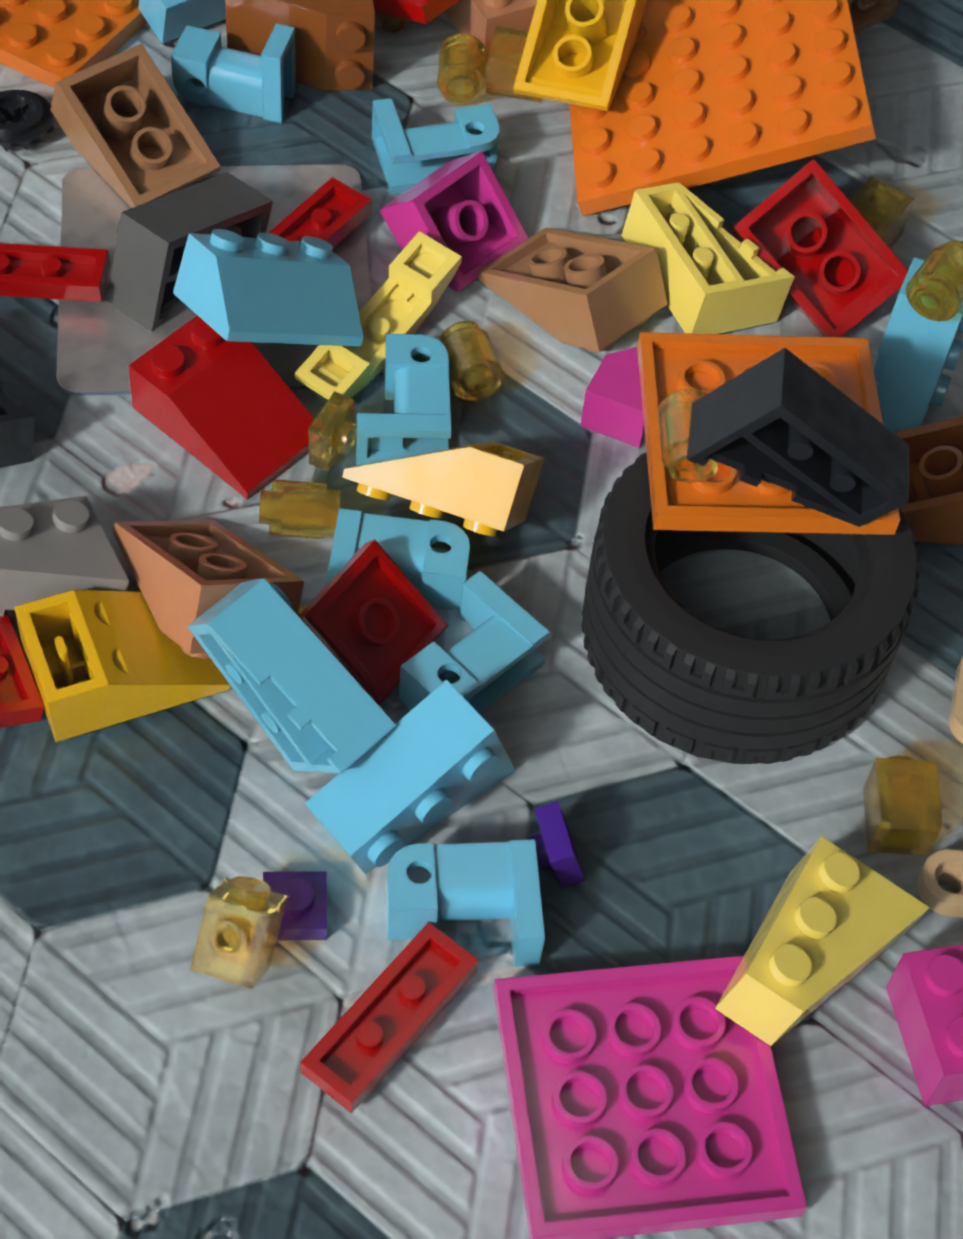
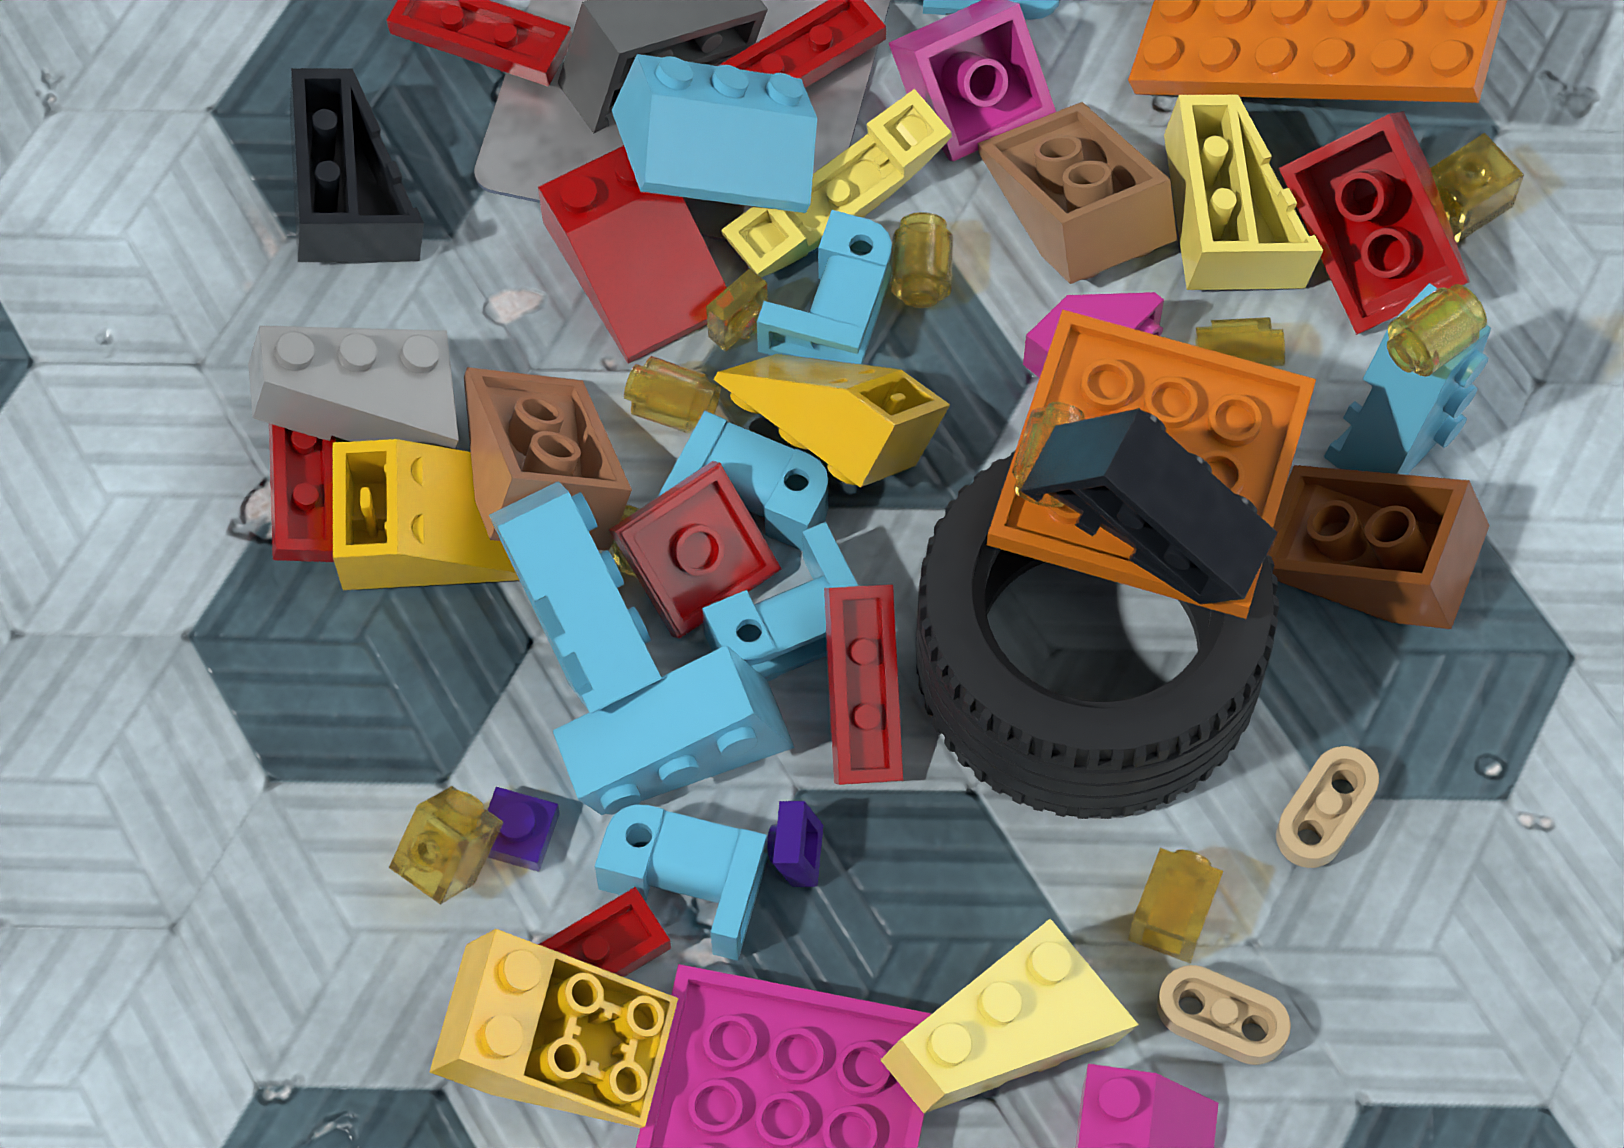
camera: 25 degrees right, 10 degrees up
(404, 1071) = (553, 1031): none -> yellow slope
(566, 692) = (863, 684): none -> red plate

